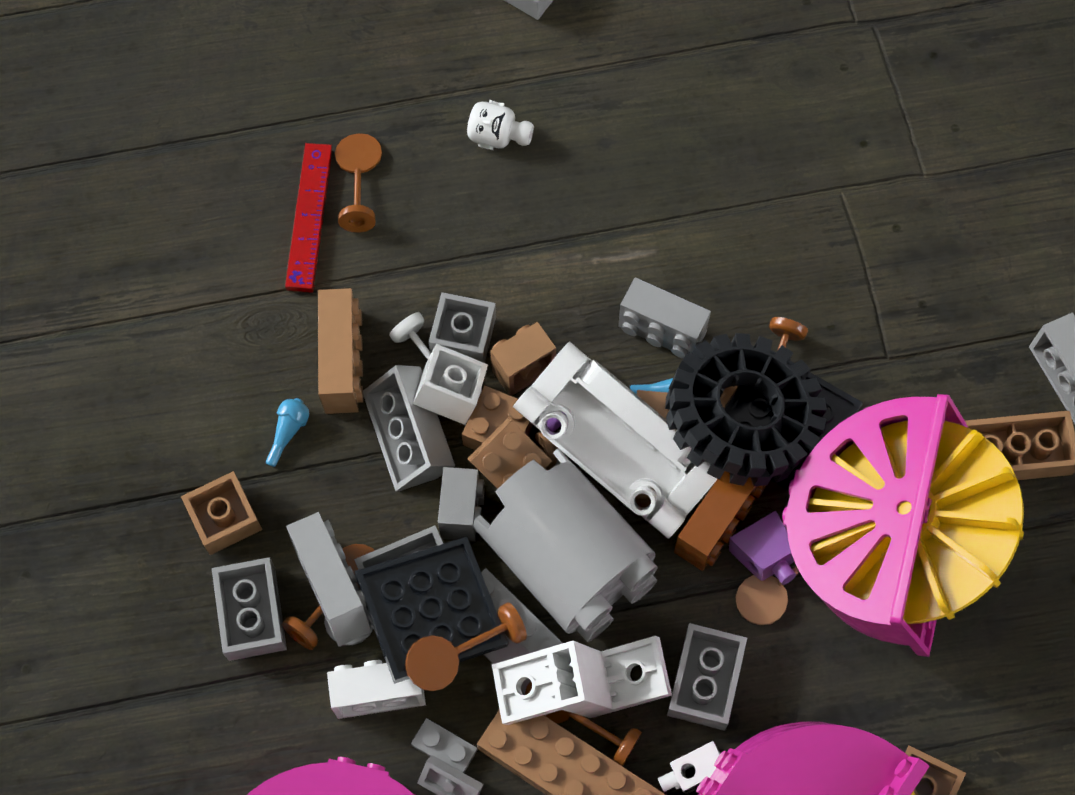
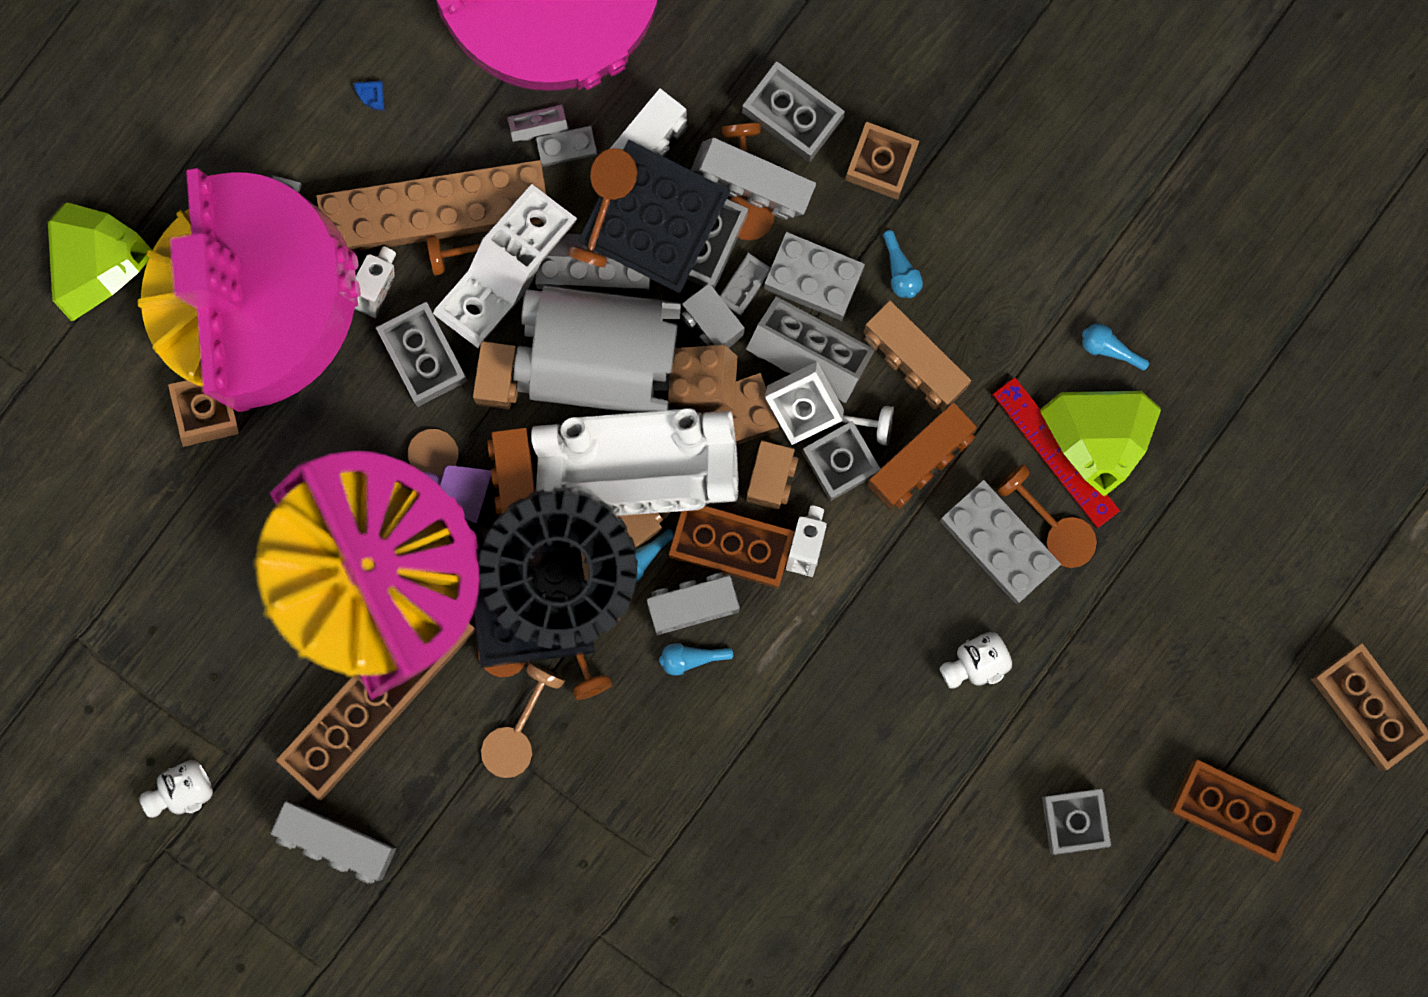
camera: 135 degrees right, 15 degrees up
(201, 258) = (1100, 340): none -> dark azure piece
(265, 193) = (1102, 432): none -> lime brick
(354, 475) = (814, 276): none -> light grey brick
(402, 279) = (921, 456): none -> dark orange brick
(406, 188) = (1000, 542): none -> light grey brick
(409, 517) = (745, 284): none -> light grey plate
(540, 295) = (805, 549): none -> white torso
(597, 331) = (732, 545): none -> dark orange brick
(663, 605) = (495, 376): none -> medium nougat brick
(702, 295) = (679, 658): none -> dark azure piece
(885, 341) = (508, 750): none -> medium nougat piece

